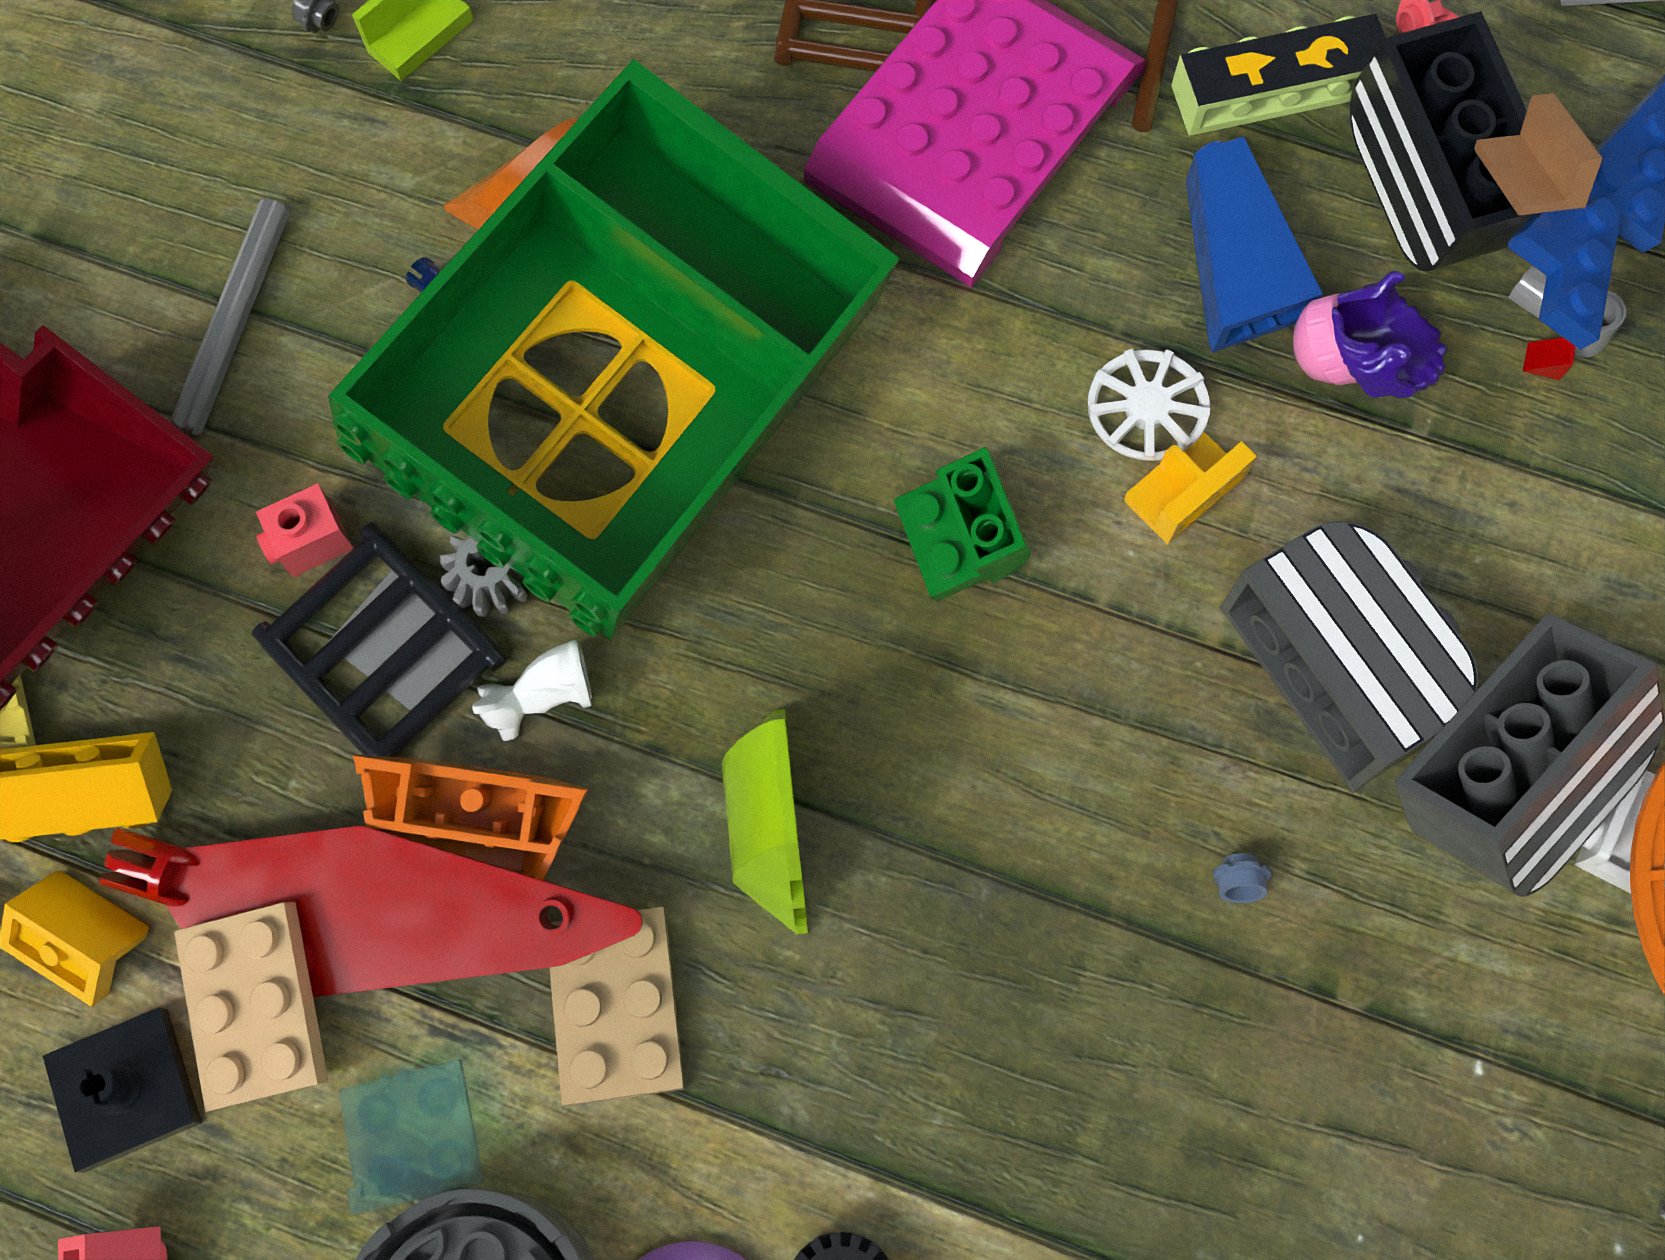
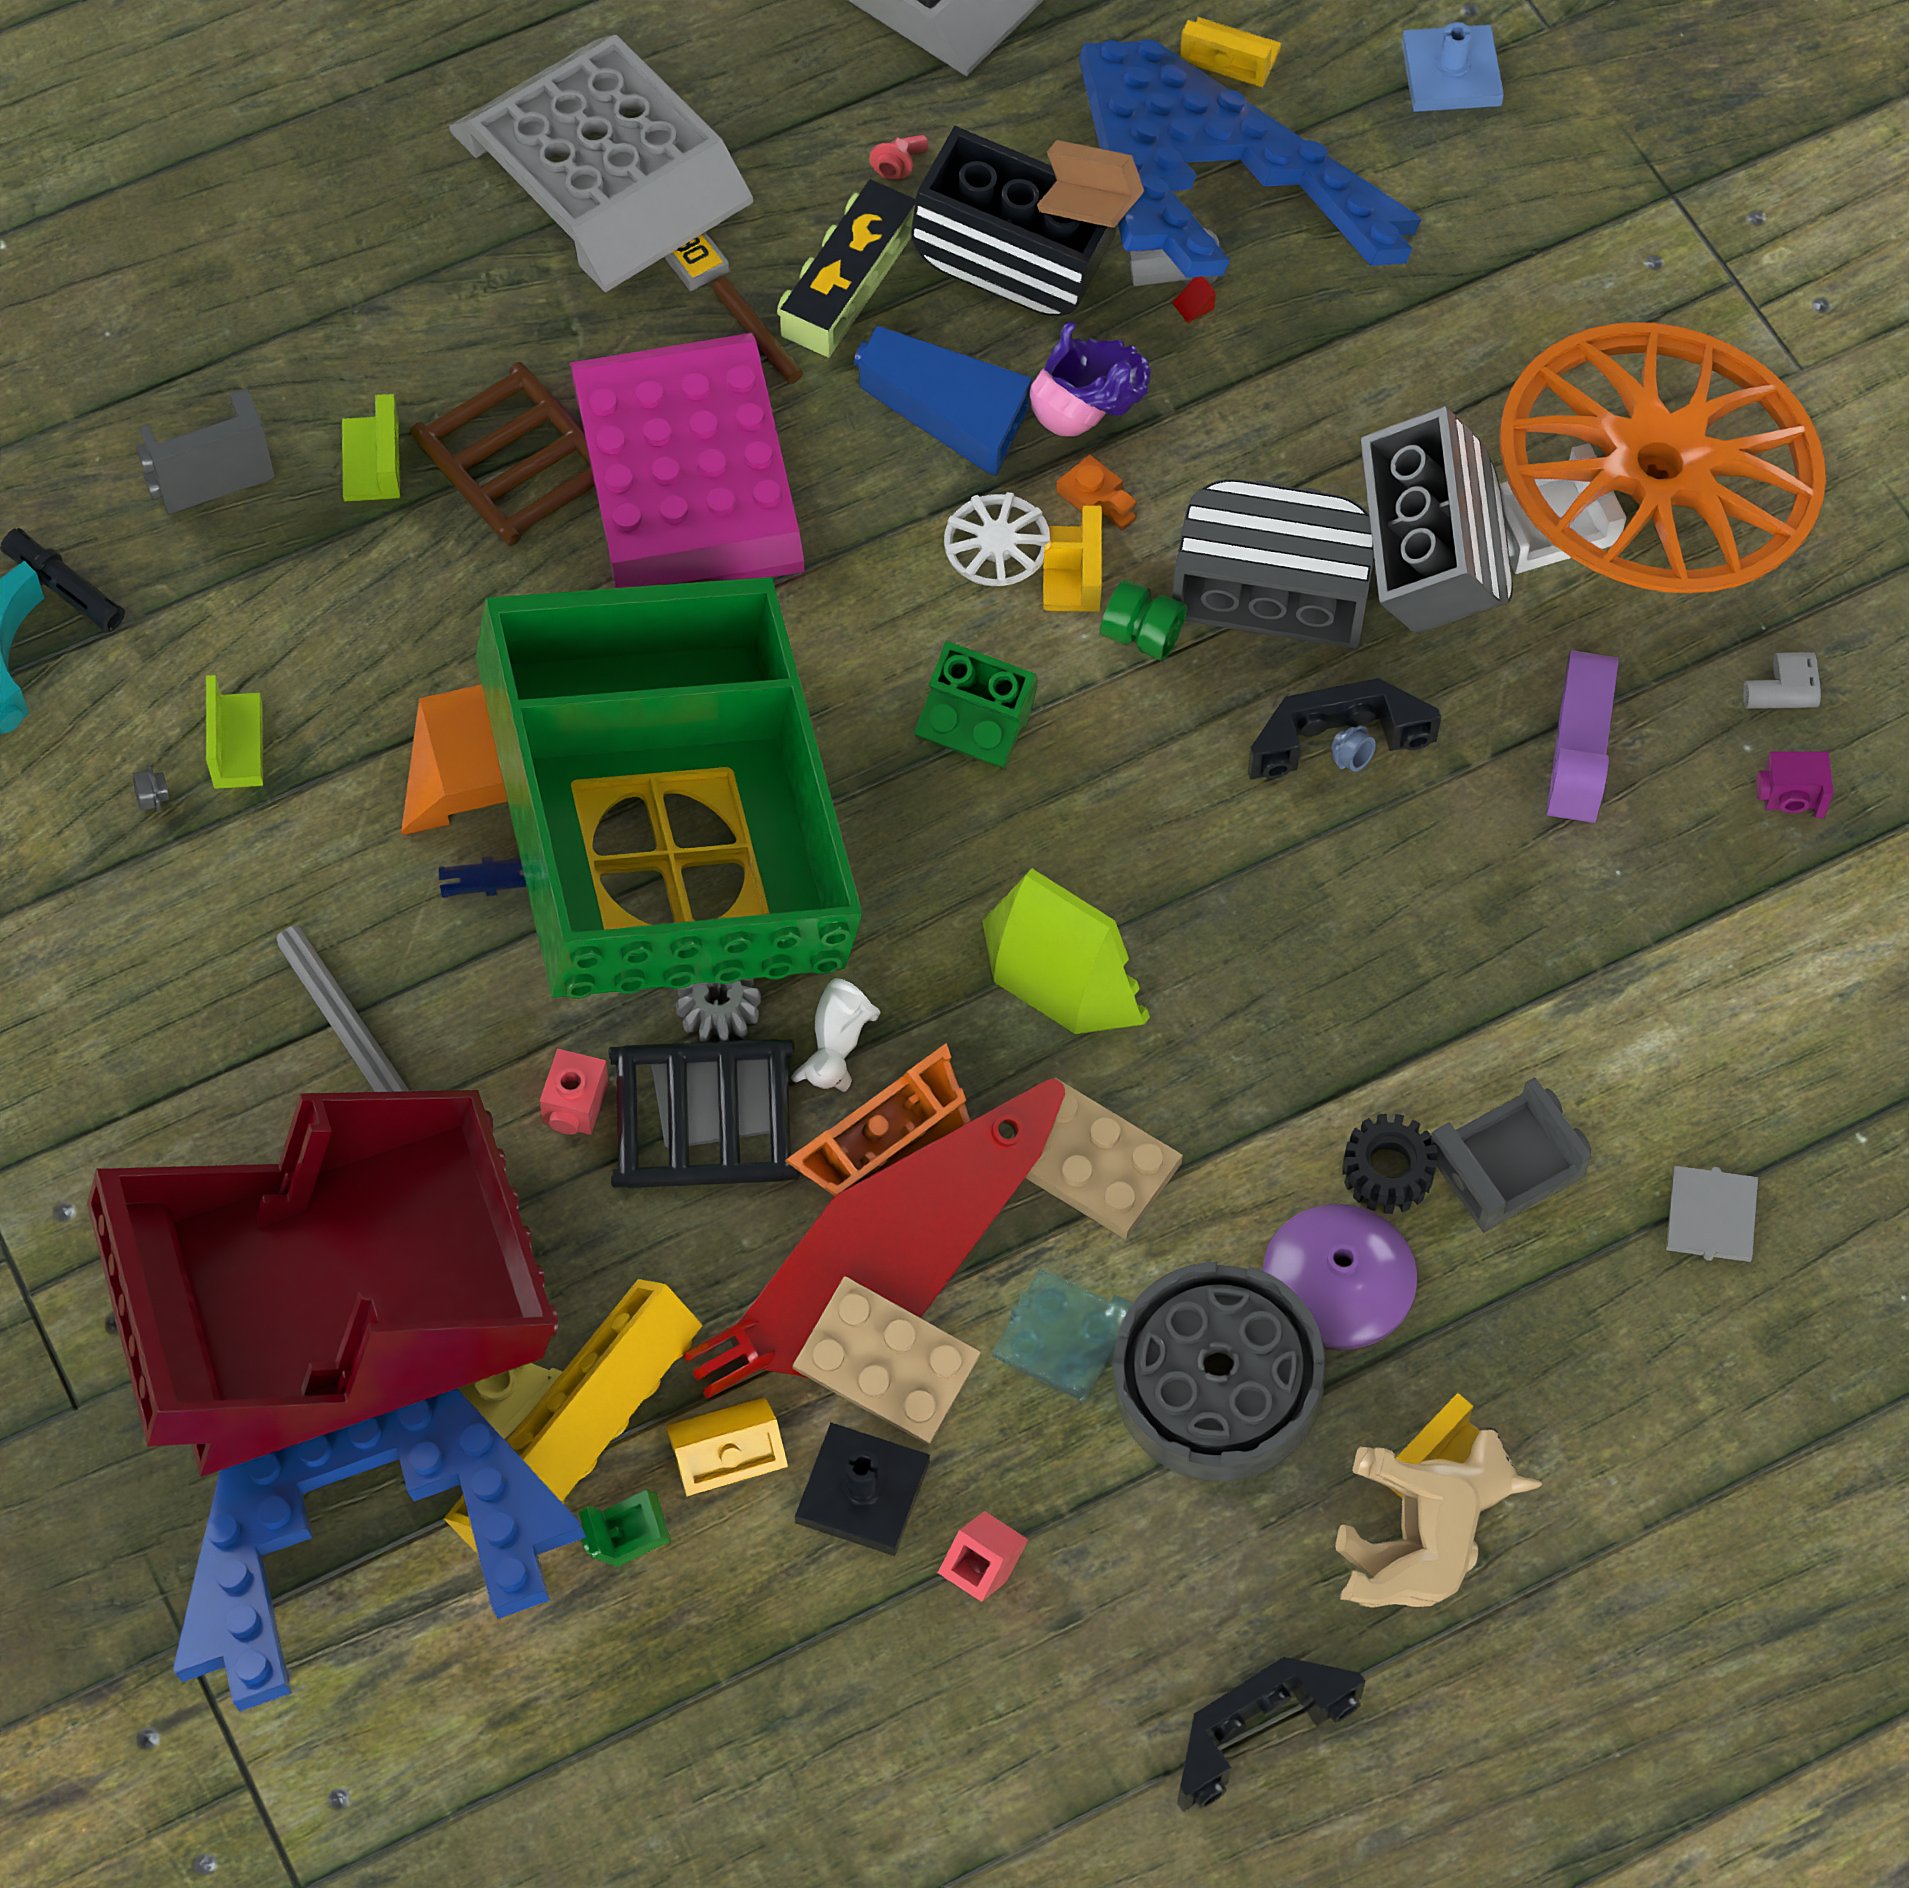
camera: 50 degrees left, 10 degrees down
(1188, 595) = (1140, 618): none -> green wheel
(1280, 438) = (1095, 485): none -> orange plate
(1316, 898) = (1404, 719): none -> black slope
(1422, 1112) = (1582, 737): none -> medium lavender beam

